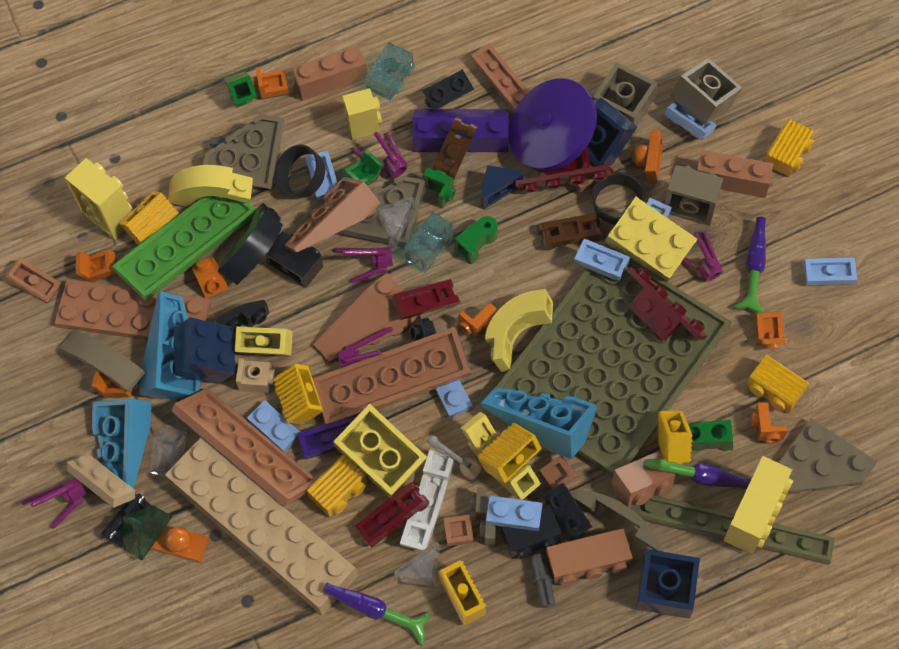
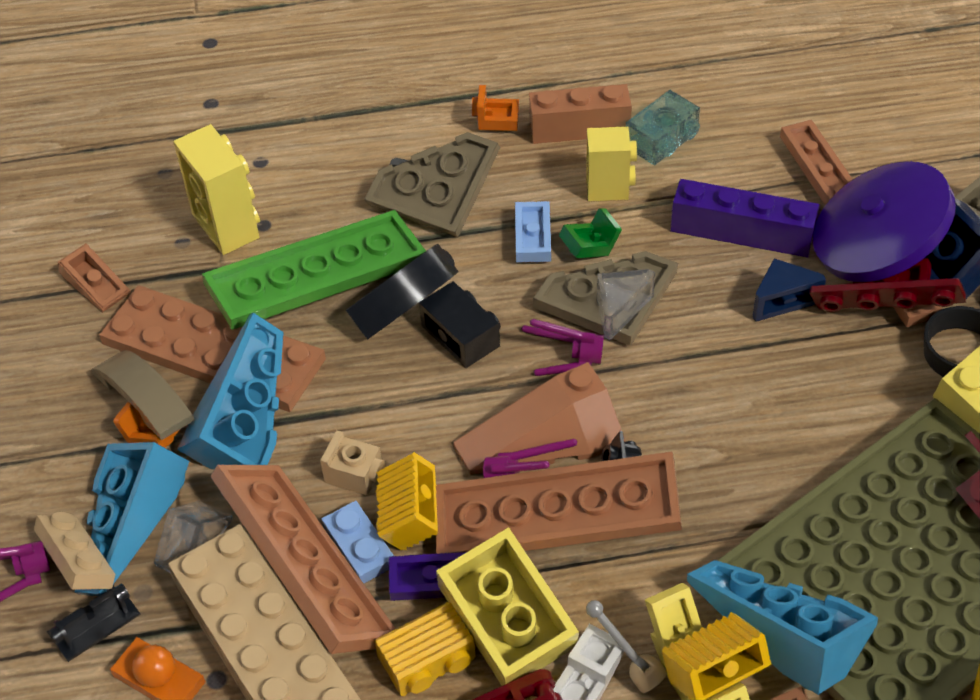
camera: 15 degrees right, 15 degrees down
(95, 266) = (181, 278): orange bracket -> none
(143, 529) = (107, 639): clear green slope -> none
(149, 217) = (276, 229): yellow brick -> none
(204, 350) = (289, 408): dark blue brick -> none
(208, 180) = (371, 198): light yellow arch -> none
(209, 277) = (333, 323): orange bracket -> none
(240, 88) = (453, 108): green brick -> none
(250, 313) = (372, 378): black slope -> none
(263, 341) = (380, 417): light yellow brick -> none
(285, 163) = (490, 201): black tyre -> none
(344, 206) = (555, 265): nougat wedge -> none
(393, 163) = (638, 233): magenta plant -> none
(425, 299) = (637, 412): dark red plate -> none
(428, 242) = (662, 341): clear light blue brick -> none
(441, 183) = (699, 273): green bracket -> none
(447, 90) = (738, 161): black hinge -> none
(454, 399) = (645, 564): light blue plate -> none
(455, 147) = (731, 226): reddish brown plate -> none
(475, 237) = (735, 351): green leg -> none
(479, 323) = (714, 465): orange bracket -> none
(513, 318) = (767, 469): light yellow arch -> none
(570, 231) = (881, 372): reddish brown plate -> none
(601, 260) = (925, 415): light blue plate -> none

